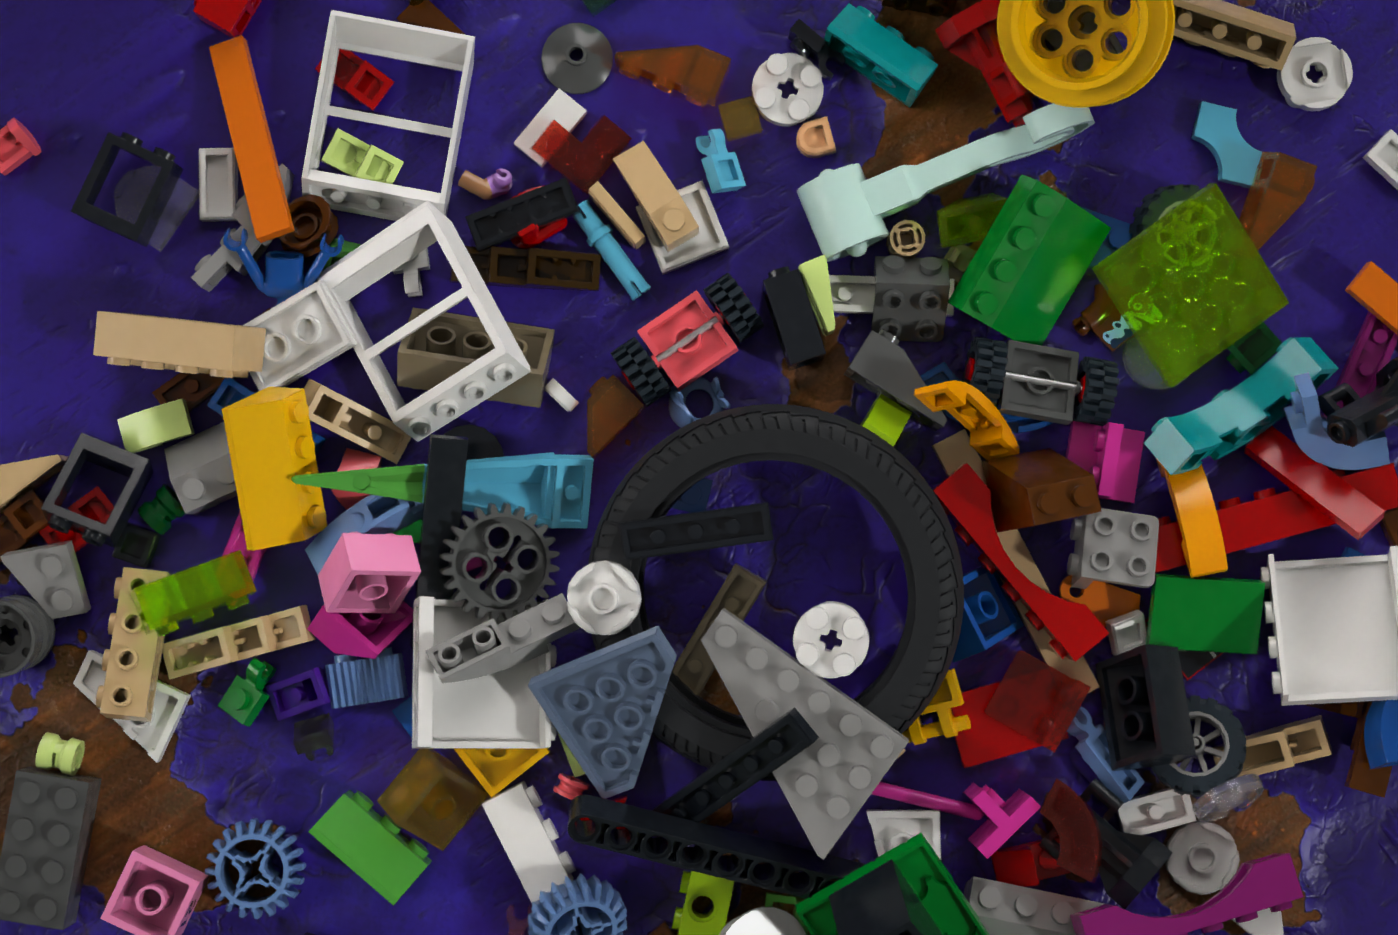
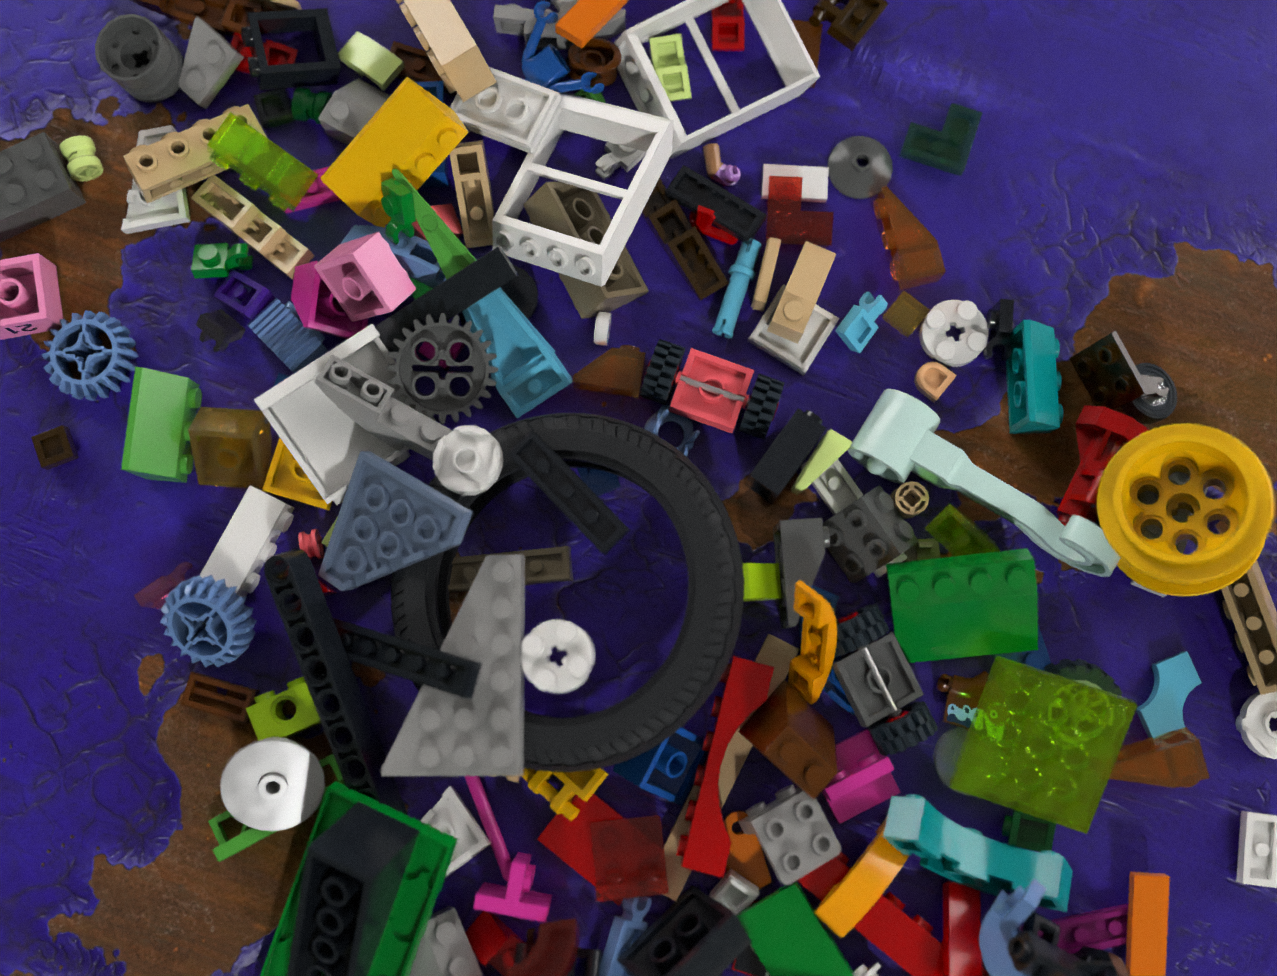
camera: 55 degrees right, 5 degrees down
(329, 498) = (399, 205): none -> green plate

